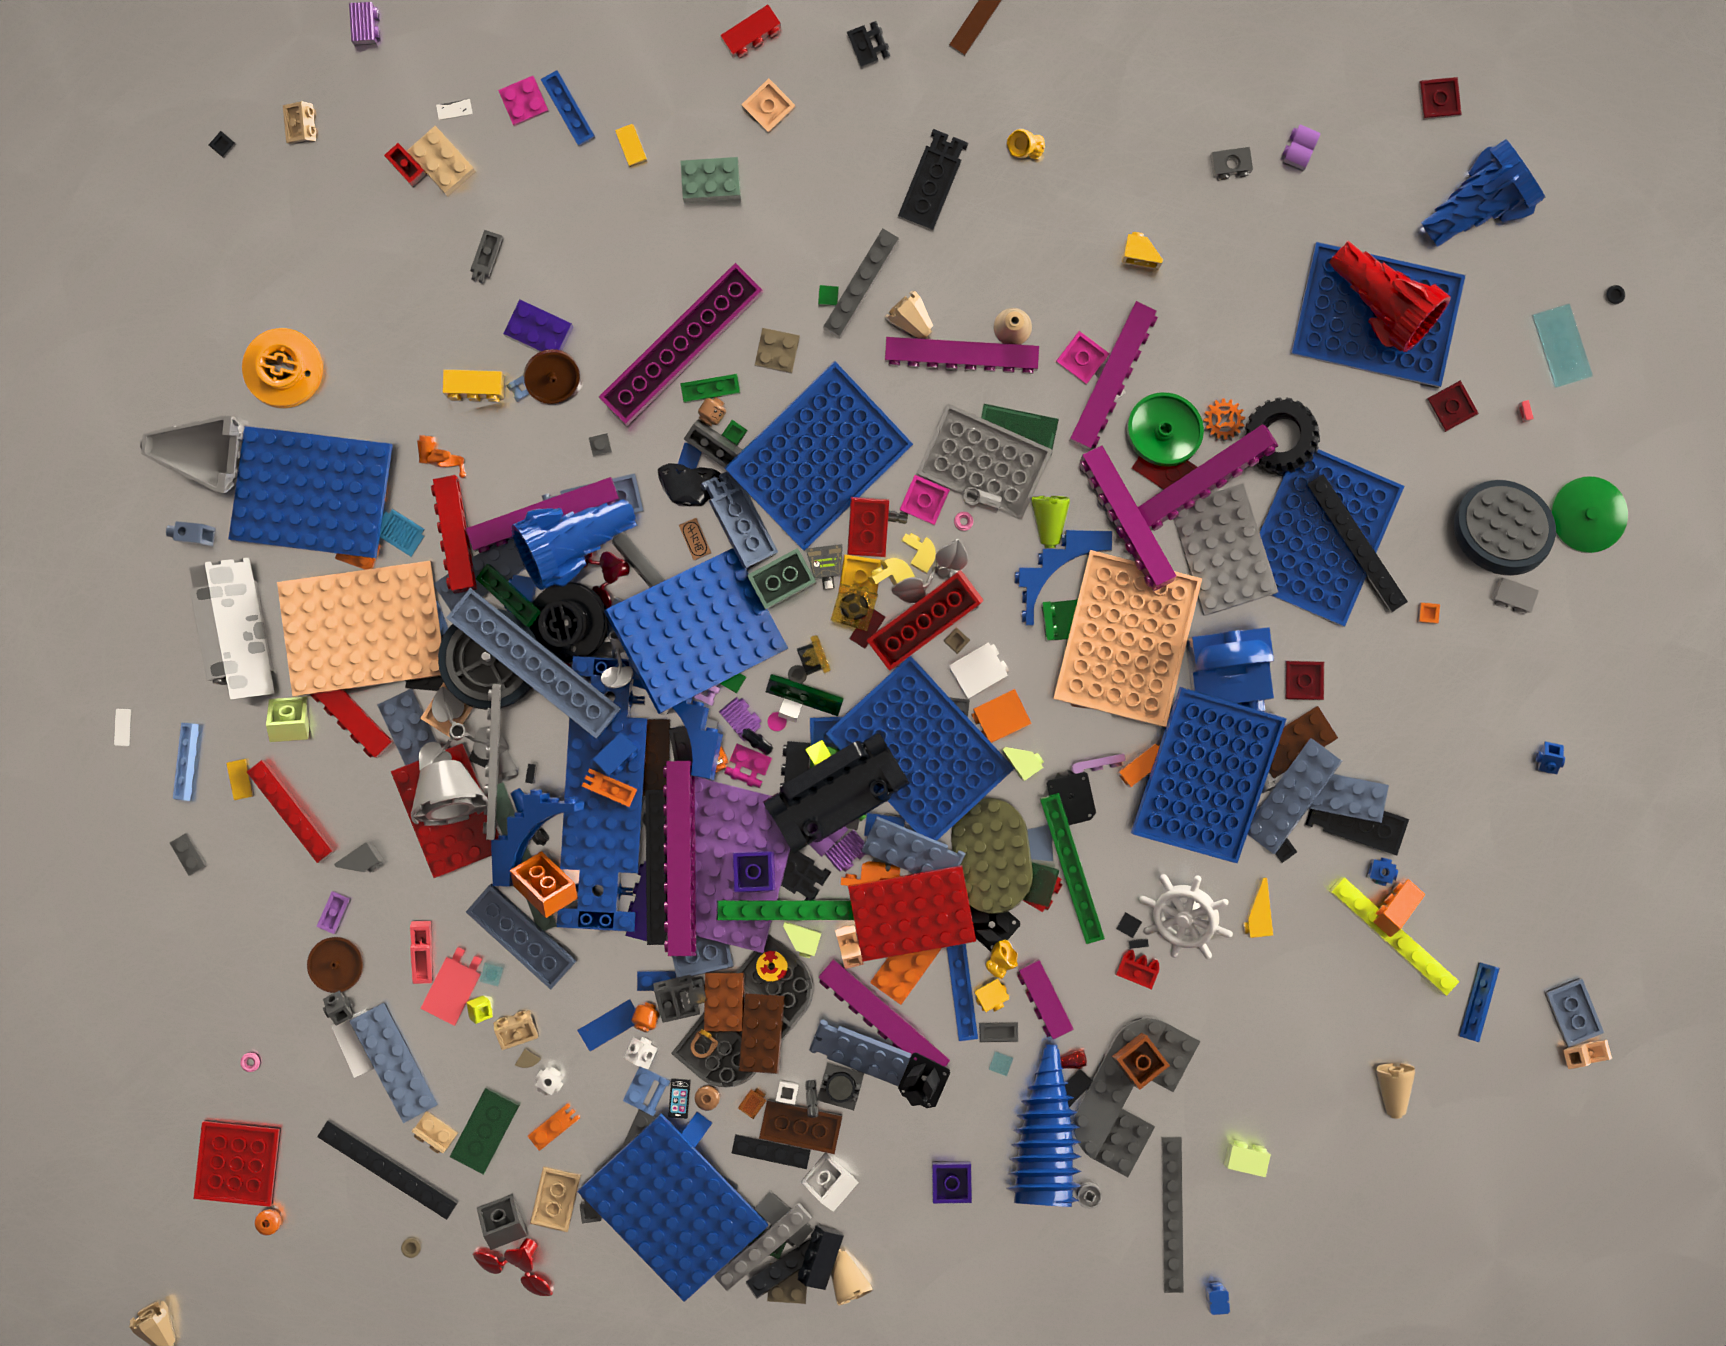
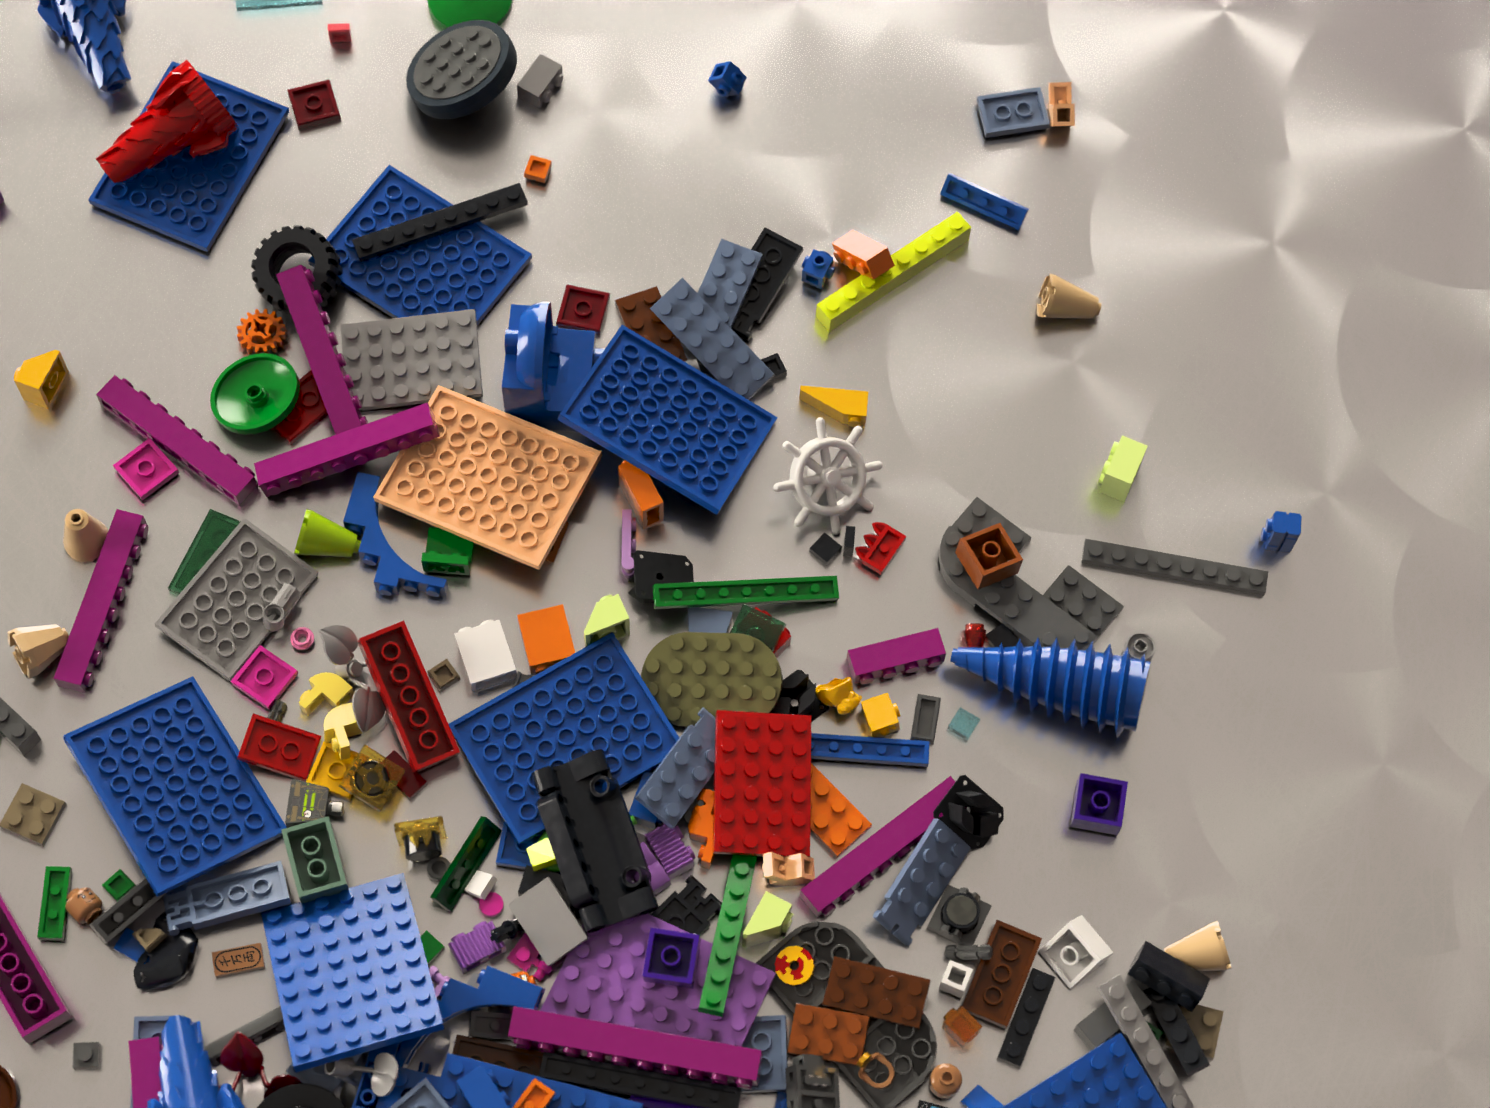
camera: 80 degrees left, 20 degrees down
(696, 468) = (149, 937): none -> dark tan tile
(767, 770) = (548, 921): none -> light grey tile

